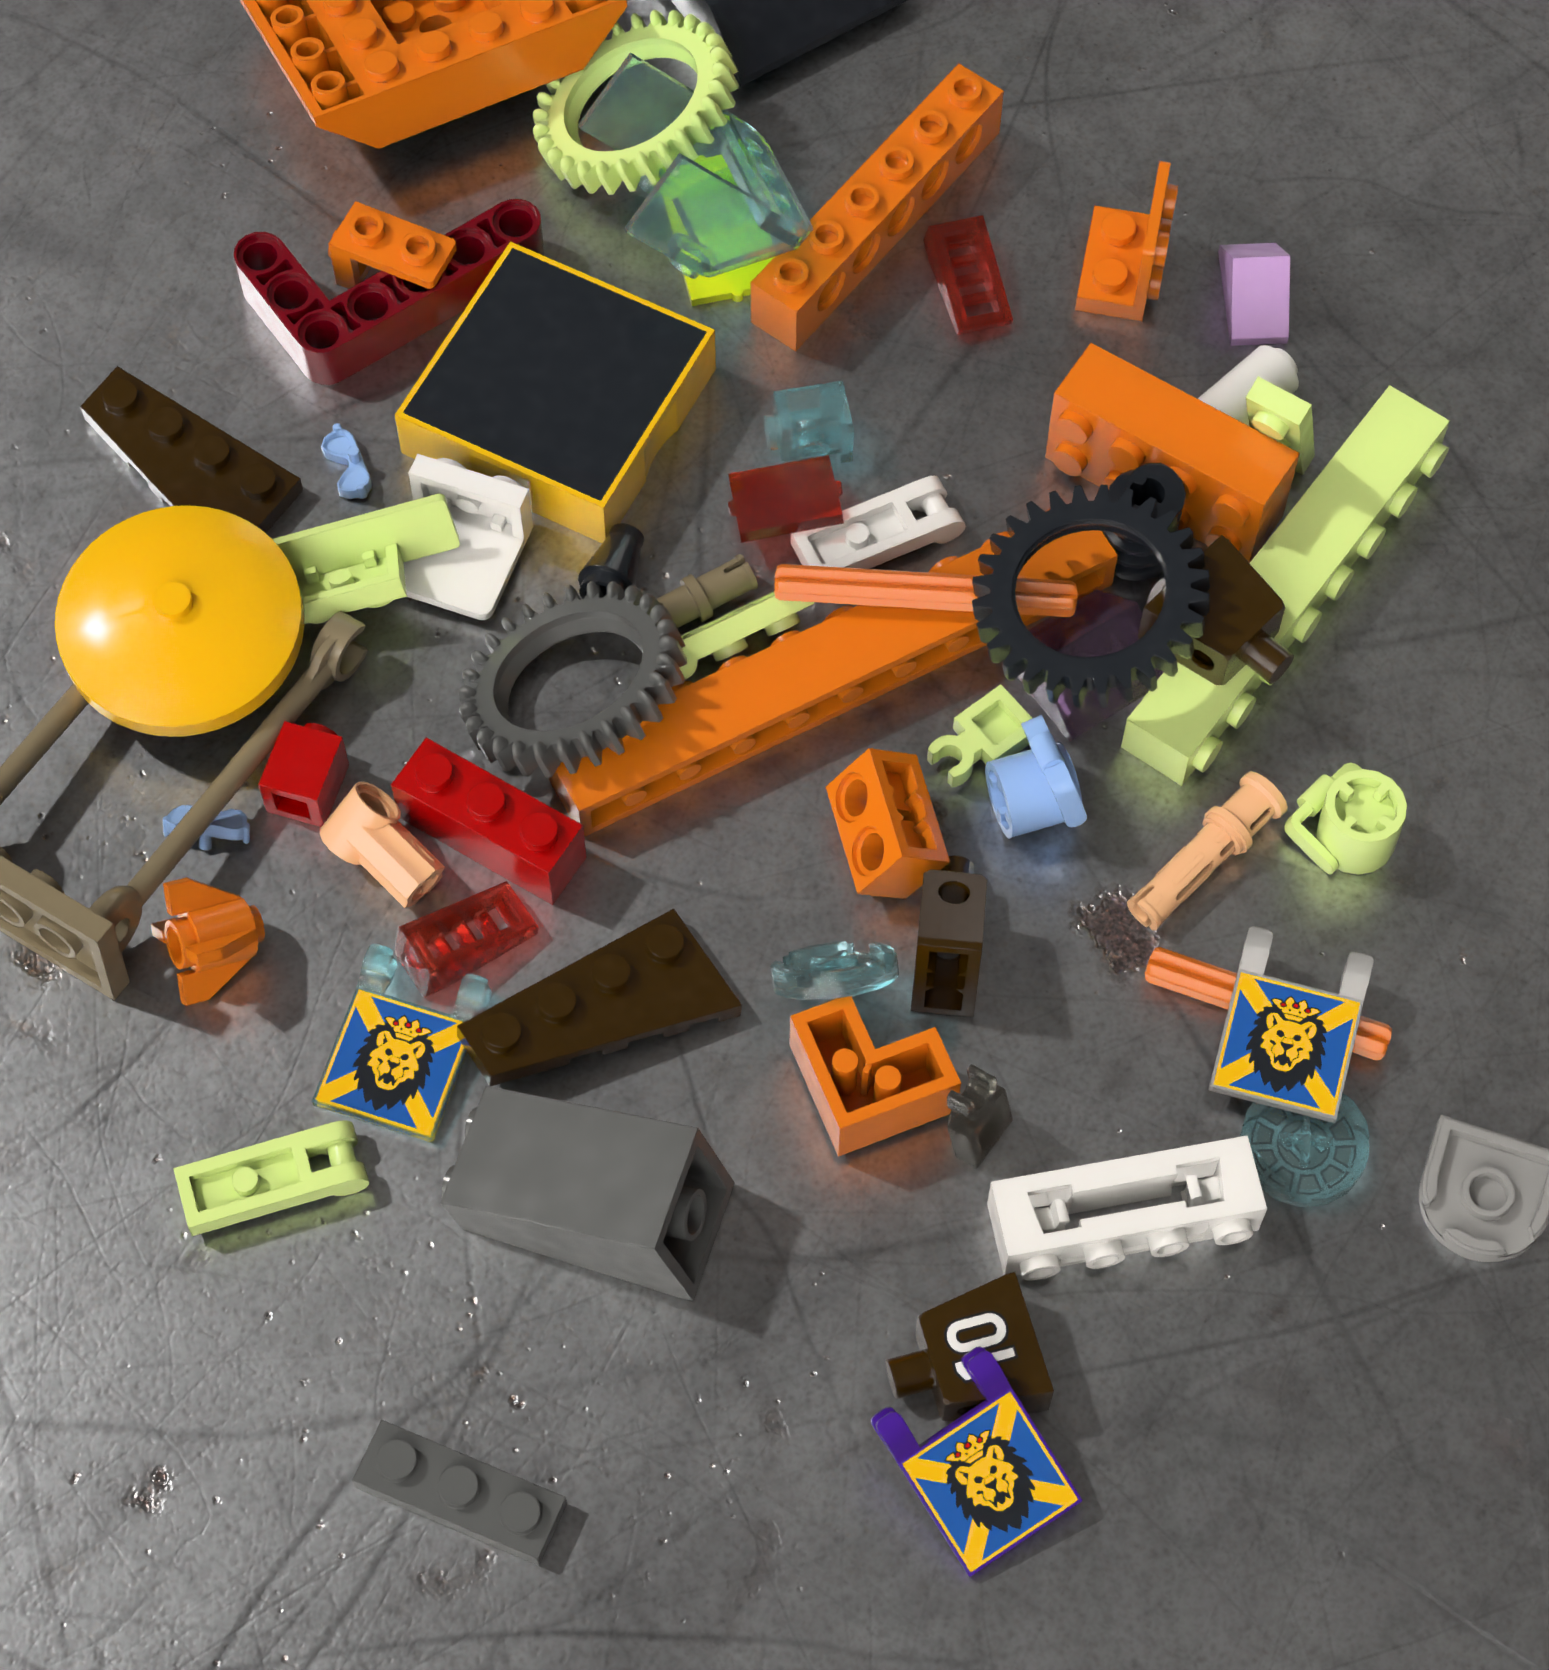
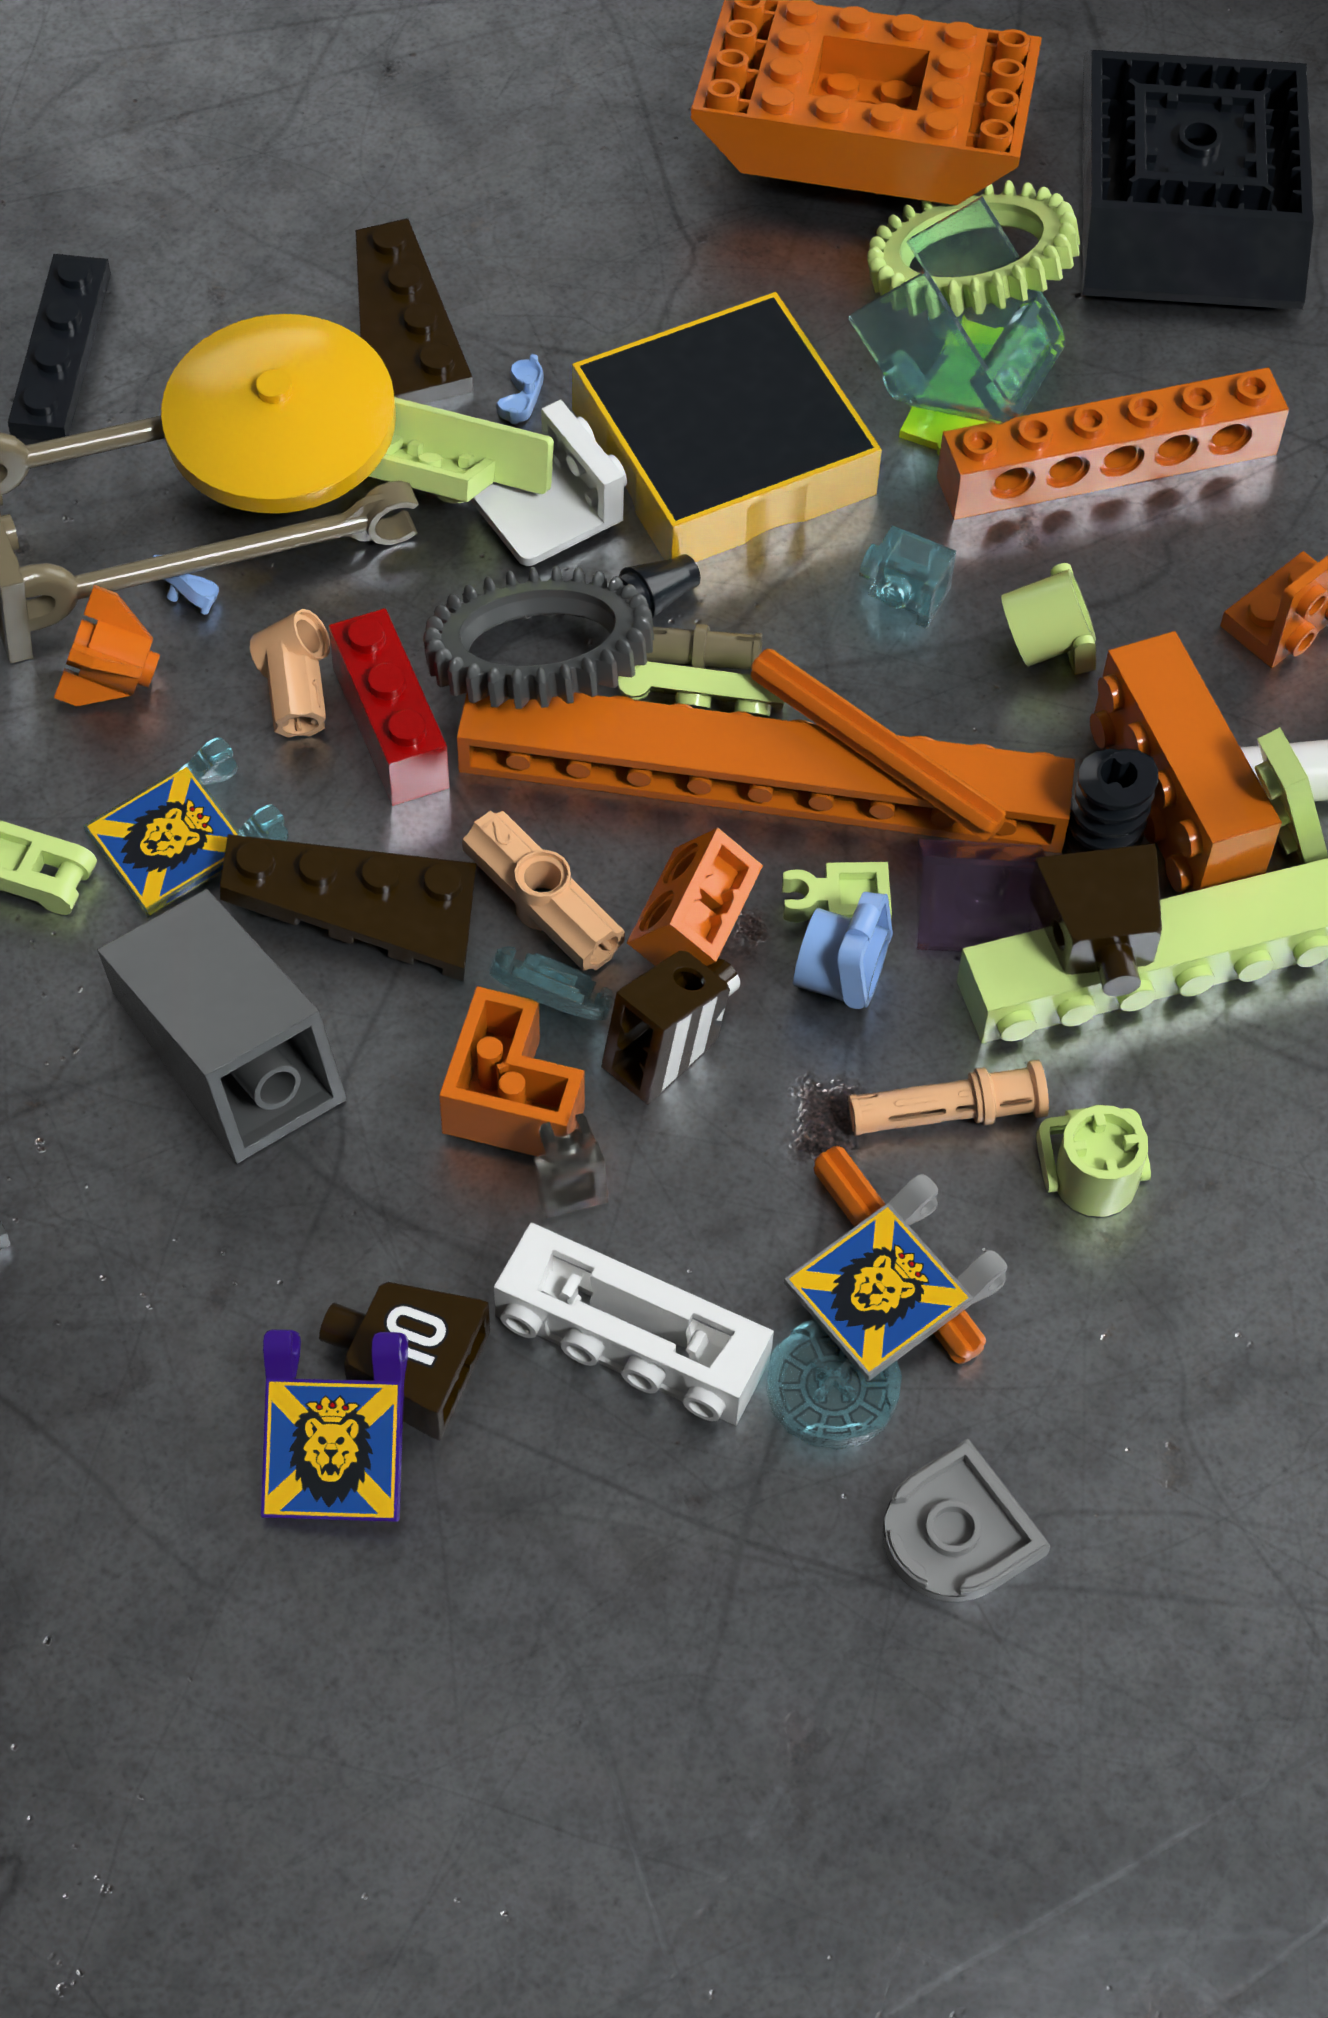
camera: 35 degrees right, 5 degrees down
(304, 773) = (283, 582): red brick -> none
(389, 244) = (676, 238): orange bracket -> none
(397, 303) = (653, 293): dark red beam -> none
(448, 966) = (287, 760): clear red slope -> none
(711, 886) = (564, 912): none -> light nougat piece
(785, 498) = (838, 617): clear red piece -> none
(882, 528) = (900, 687): white plate -> none
(961, 234) = (1160, 505): clear red slope -> none
(961, 391) = (1052, 620): none -> yellowish green piece
(1021, 652) = (1068, 865): black piece -> none

